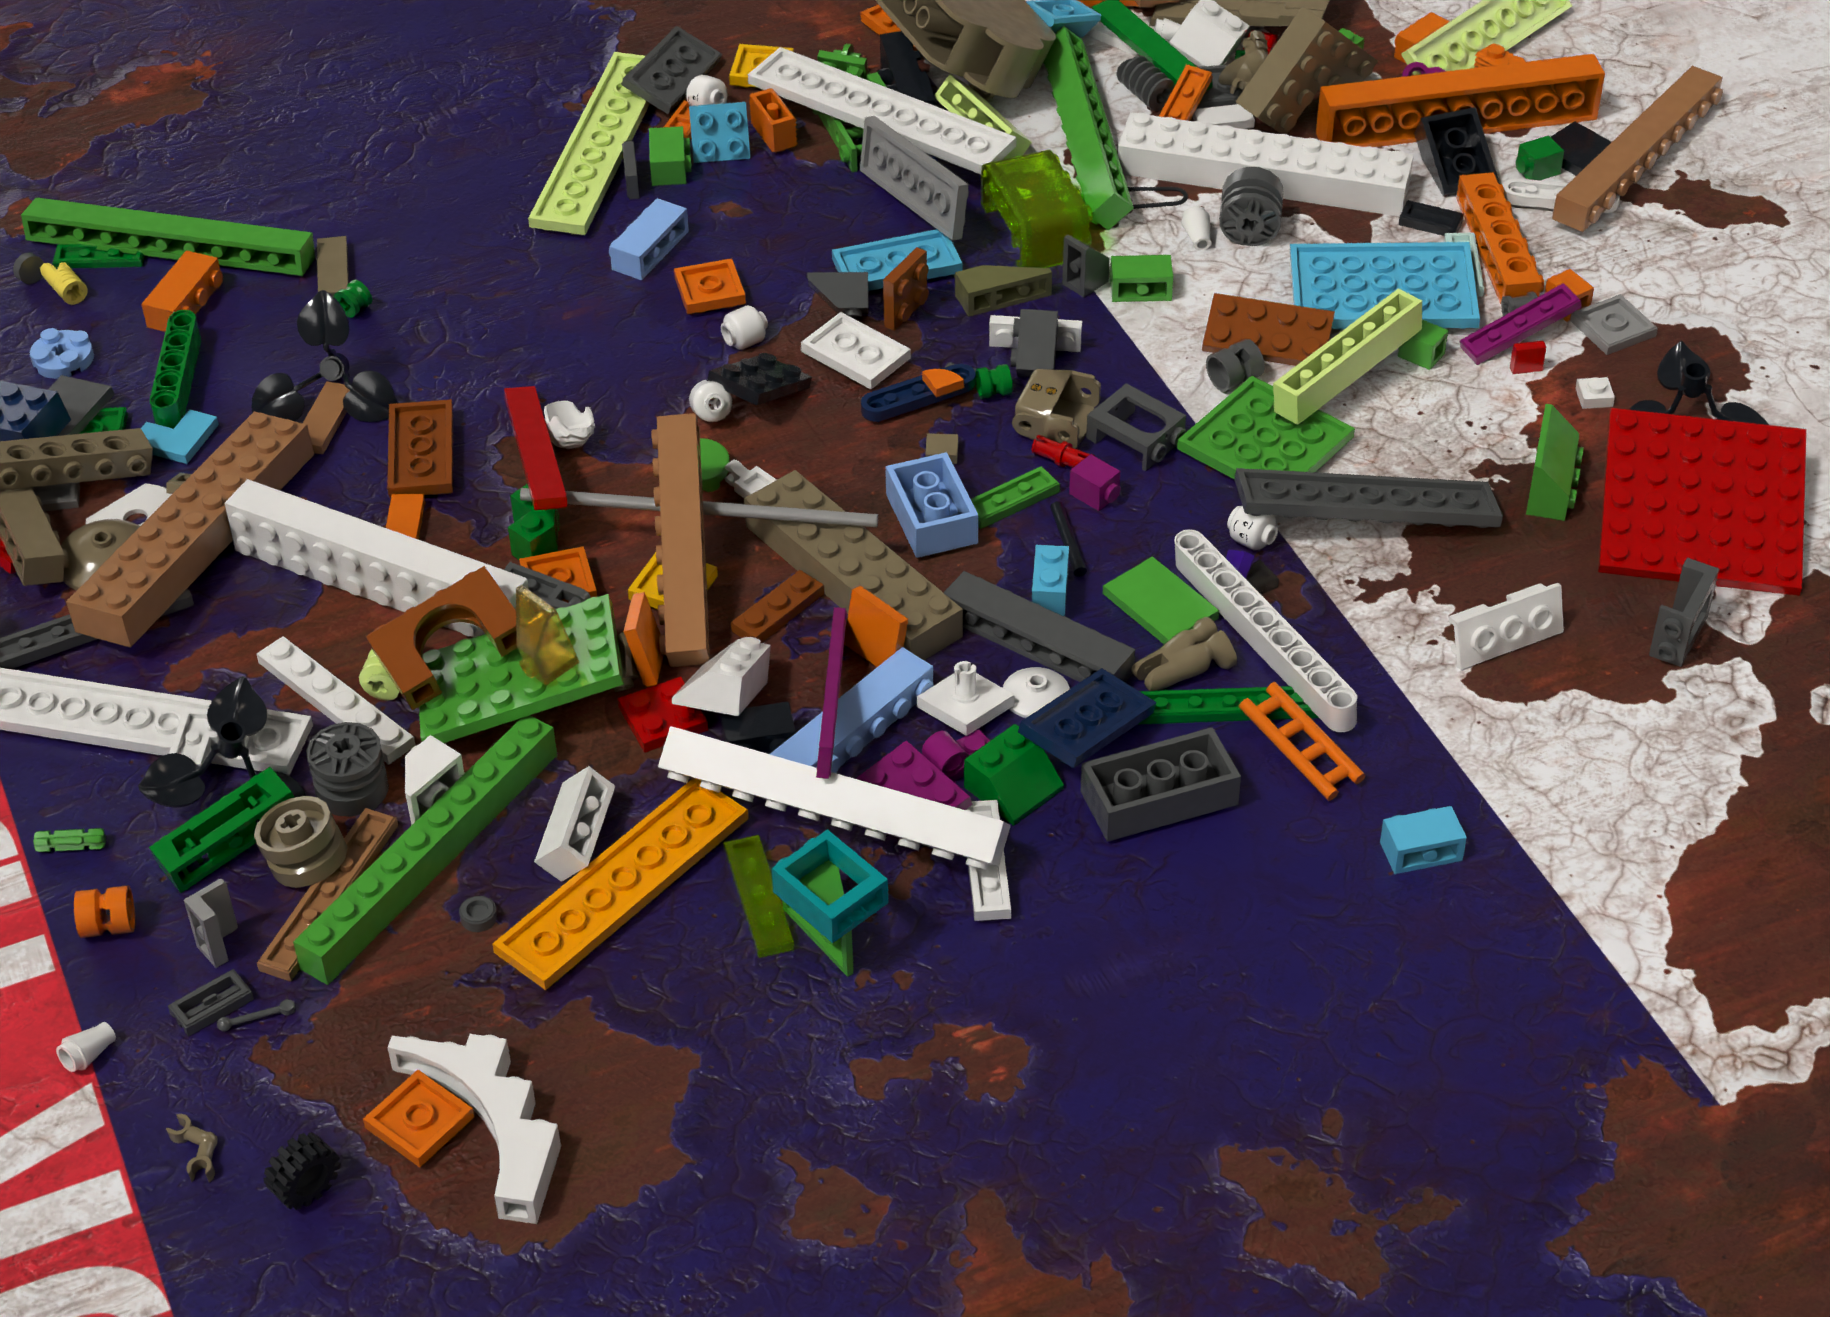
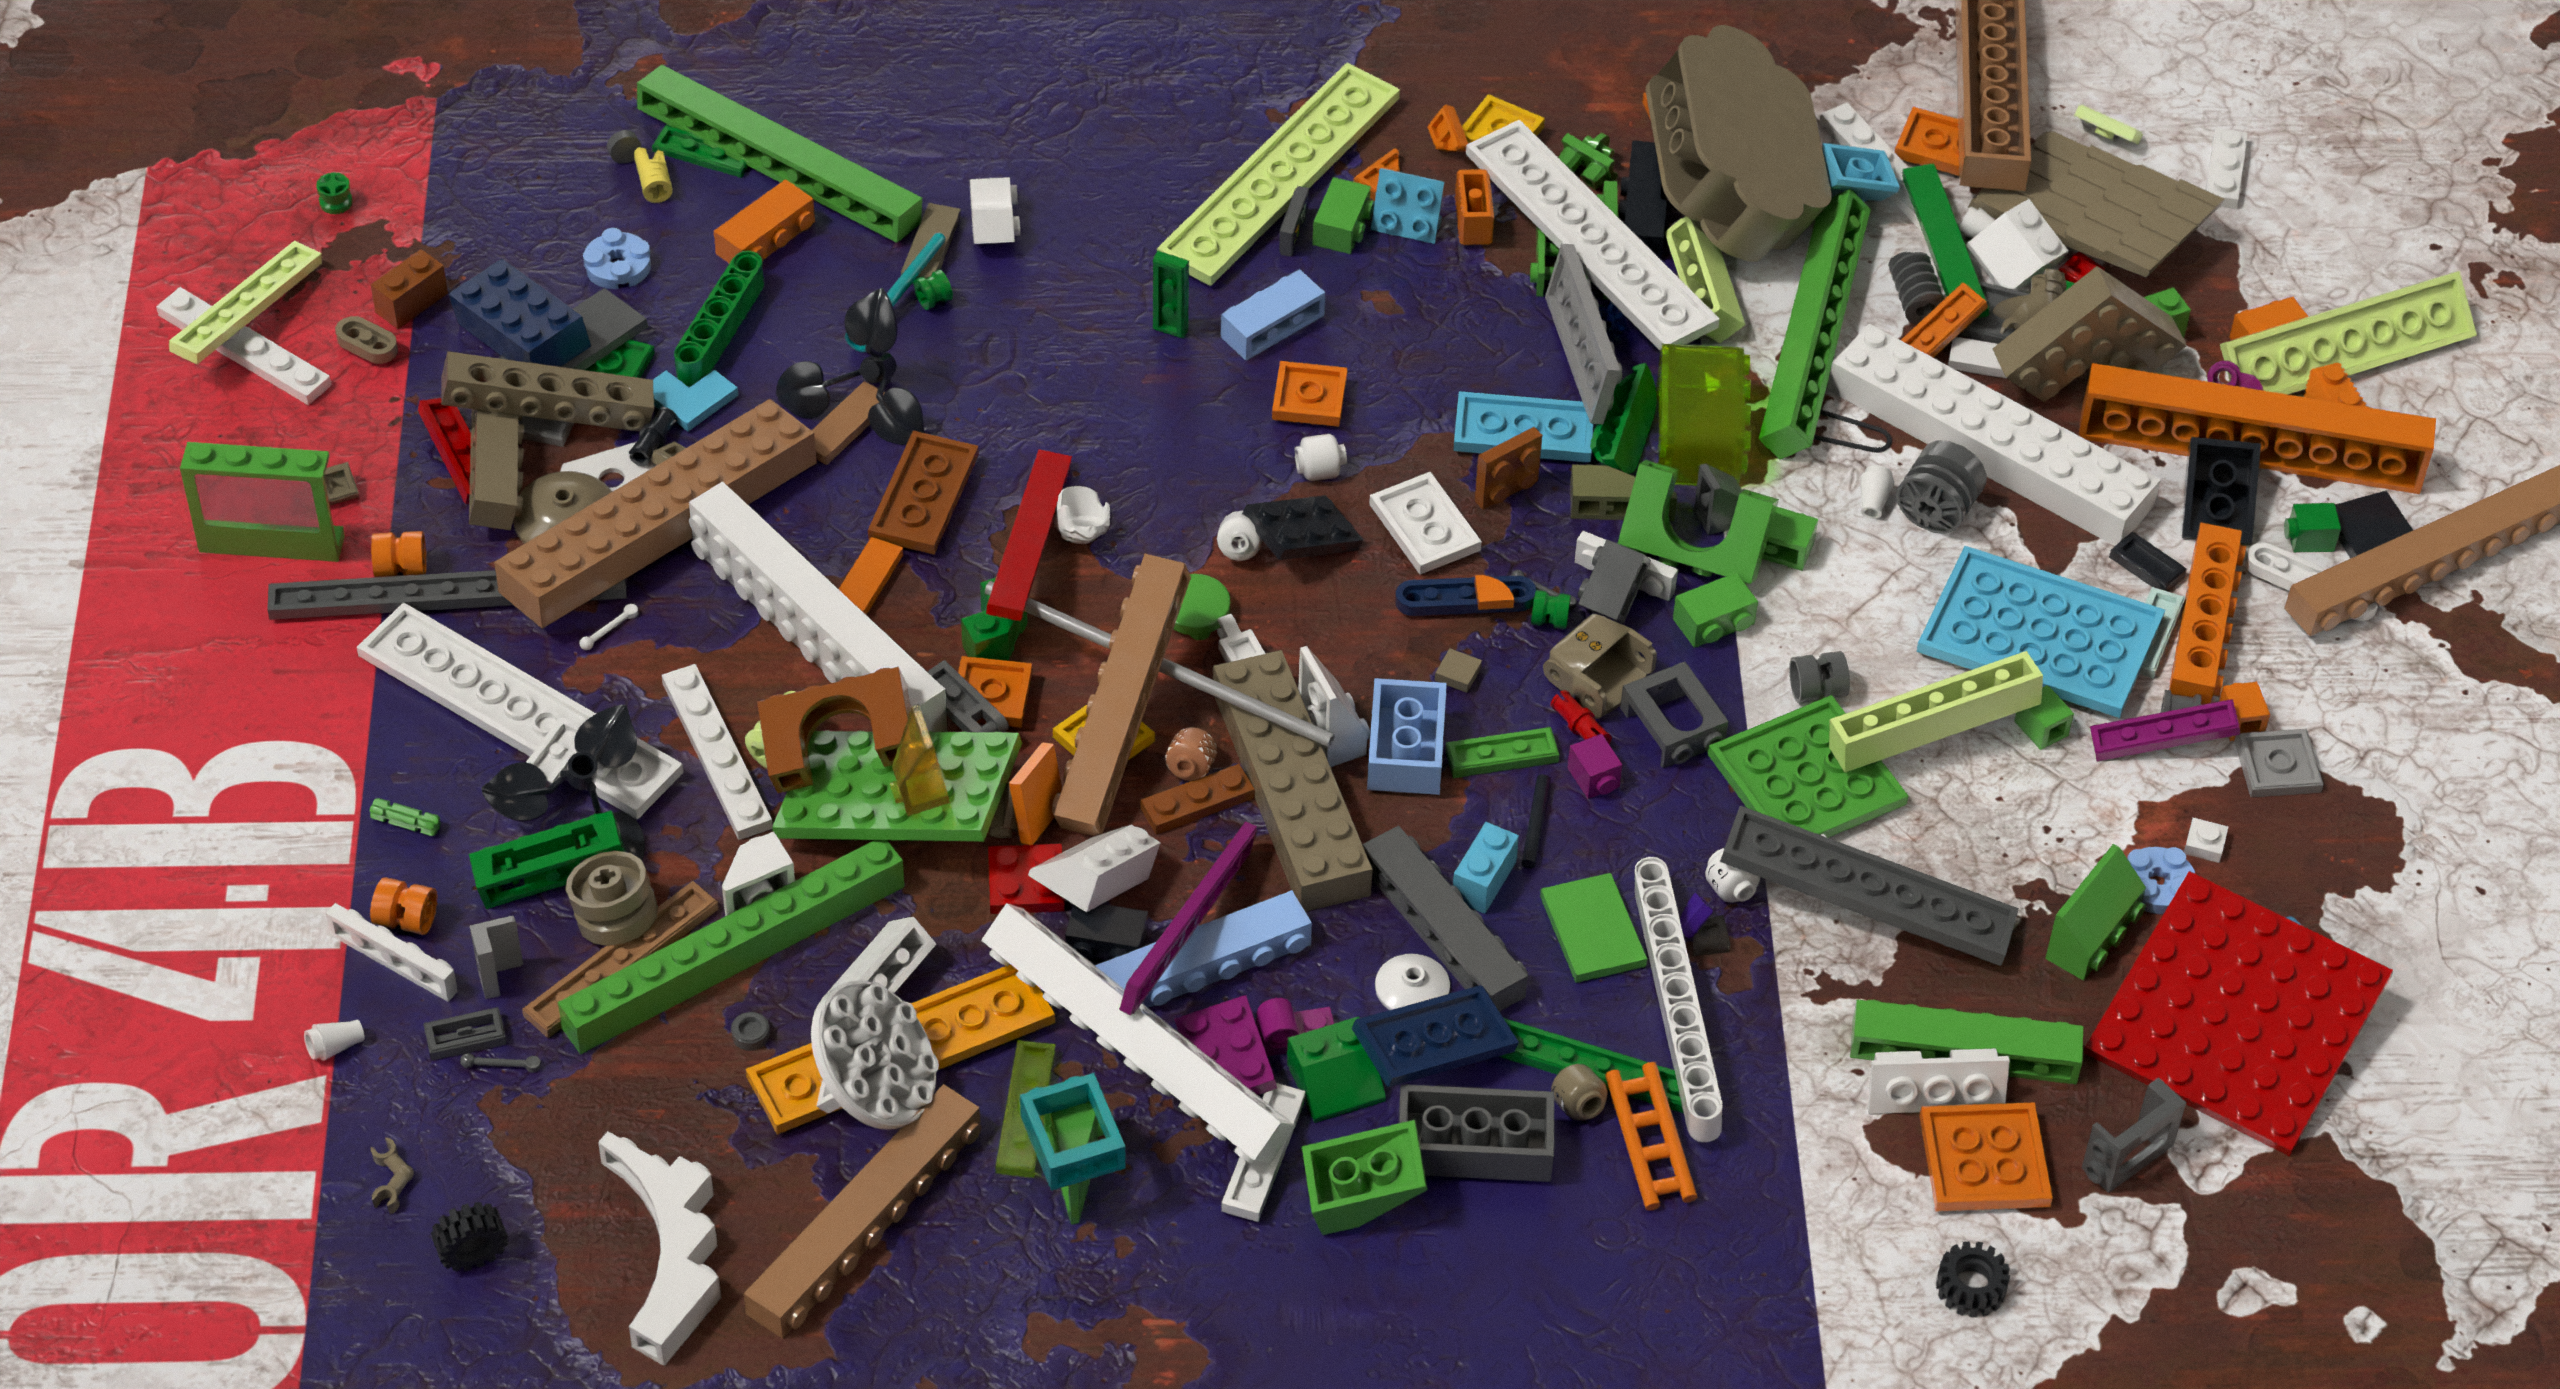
camera: 20 degrees right, 5 degrees up
(109, 954) = (392, 952): none -> white plate
(159, 473) = (653, 436): none -> black pin
(201, 615) = (630, 612): none -> white hinge
(304, 352) = (909, 275): none -> teal piece
(348, 768) = (690, 835): dark grey wheel -> none
(375, 227) = (993, 210): none -> white brick
(418, 1118) = (600, 1222): orange plate -> none
(562, 240) = (1170, 294): none -> green tile
(611, 889) = (872, 1055): none -> white bracket
(658, 1029) = (862, 1212): none -> medium nougat brick
(669, 68) = (1396, 105): dark grey tile -> none
(706, 91) = (1421, 149): white head -> none
(720, 70) = (1447, 131): none -> orange tile
(757, 573) = (1191, 750): none -> nougat head
(842, 291) = (1443, 450): dark grey slope -> none
(860, 493) = (1331, 710): none -> white slope
(873, 627) = (1273, 858): orange tile -> none
(965, 699) = (1331, 970): white tile -> none
(978, 238) = (1627, 425): none -> green brick
(1090, 845) = (1363, 1175): none -> bright green slope
(1119, 300) = (1650, 531): none -> bright green arch
(1124, 344) = (1715, 610): none -> bright green brick
(1186, 656) = (1580, 999): dark tan piece -> none
(1229, 723) = (1579, 1092): none -> dark tan head
(1279, 330) = (1879, 643): dark orange plate -> none
(1423, 839) = (1714, 1288): medium azure brick -> none
(1528, 357) = (2151, 773): red tile -> none
(1574, 669) = (1985, 1156): none -> orange plate
(1579, 572) = (2034, 1047): none -> bright green brick
(1592, 425) = (2161, 862): none -> light blue plate
(1619, 777) = (1973, 1297): none -> black tyre
(1689, 374) = (2314, 848): black plant -> none

